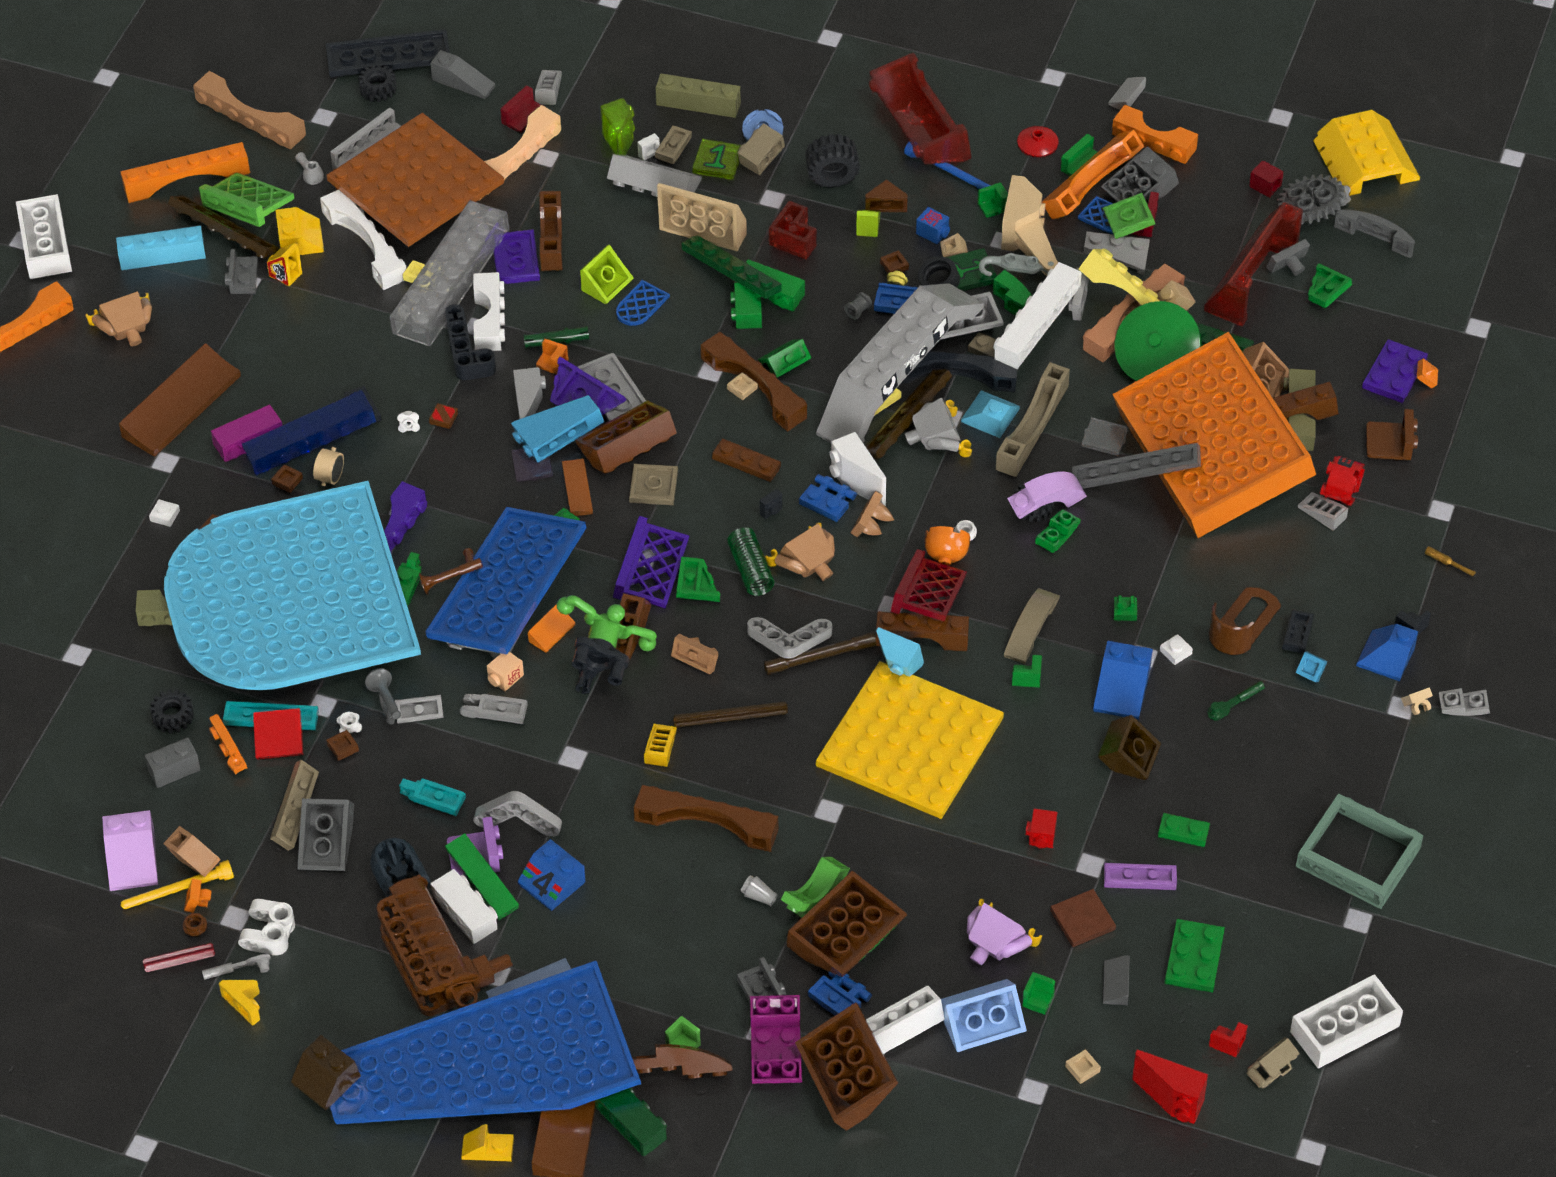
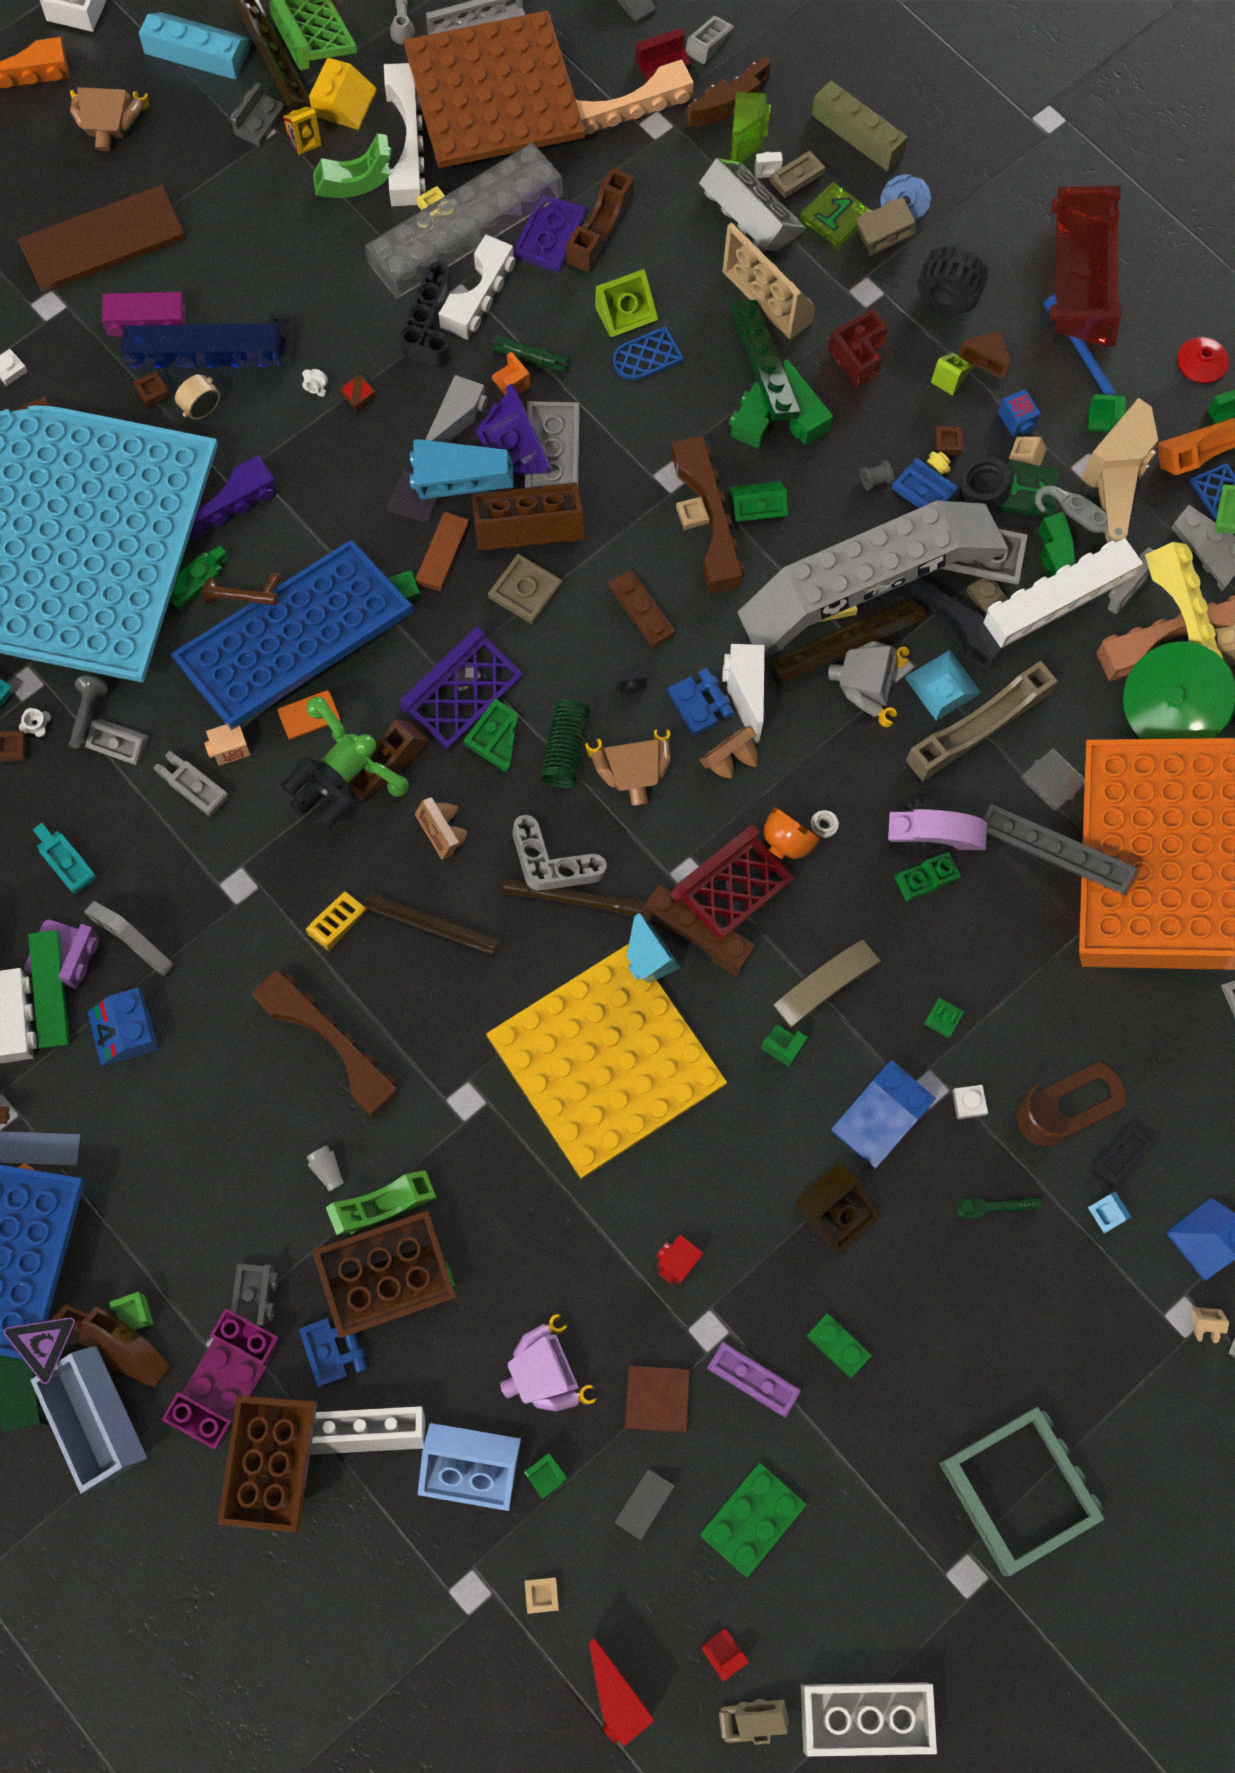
camera: 25 degrees right, 20 degrees up
(349, 278) = (354, 177): none -> bright green arch
(588, 117) = (720, 99): none -> reddish brown slope
(639, 1065) = (41, 1344): none -> black piece
(699, 1105) = (89, 1419): none -> sand blue piece

